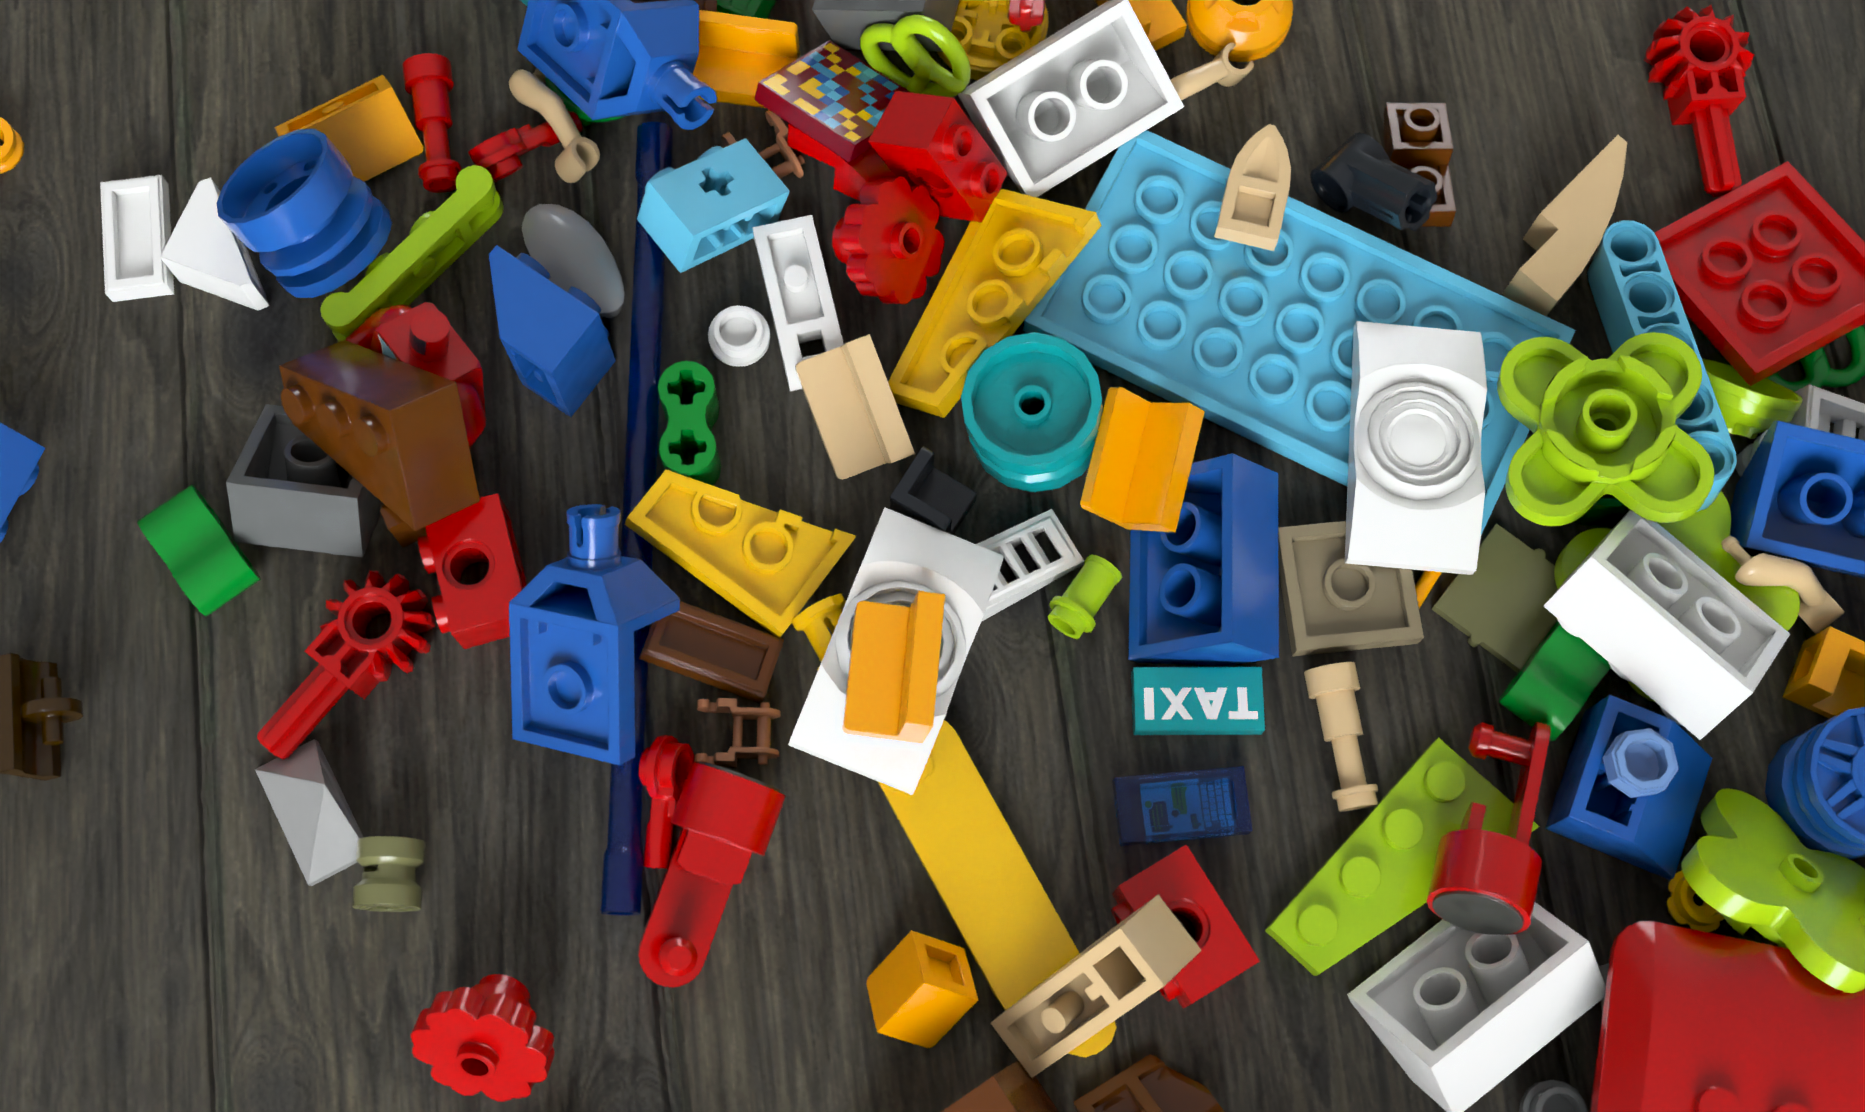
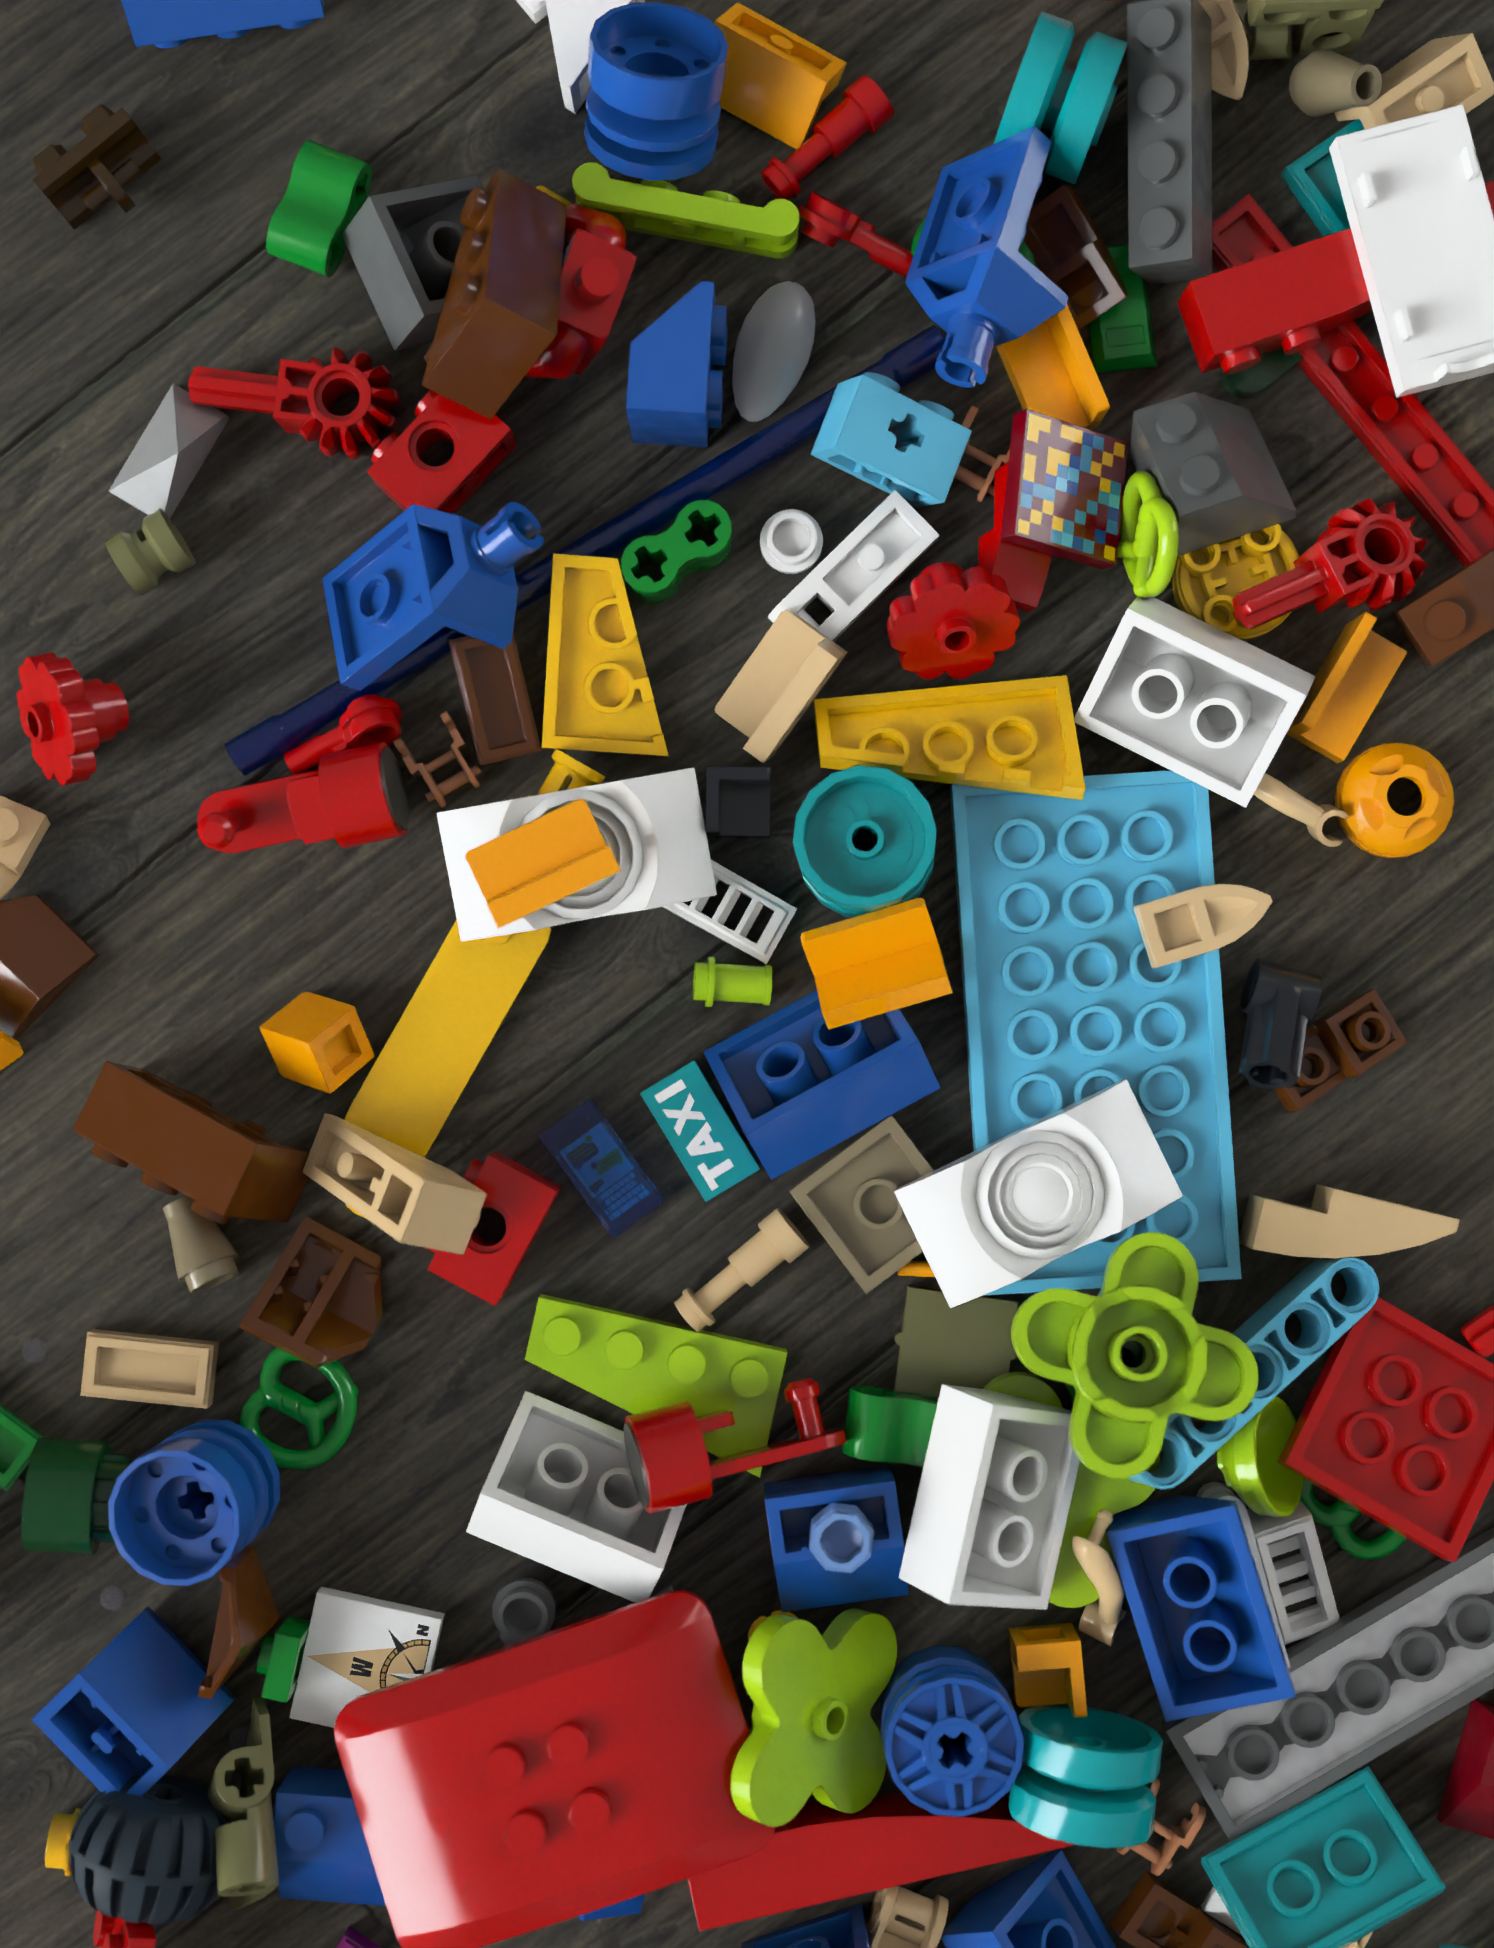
camera: 65 degrees right, 15 degrees up
(579, 152) = (898, 239): tan piece -> none
(939, 147) = (1056, 614): red brick -> none

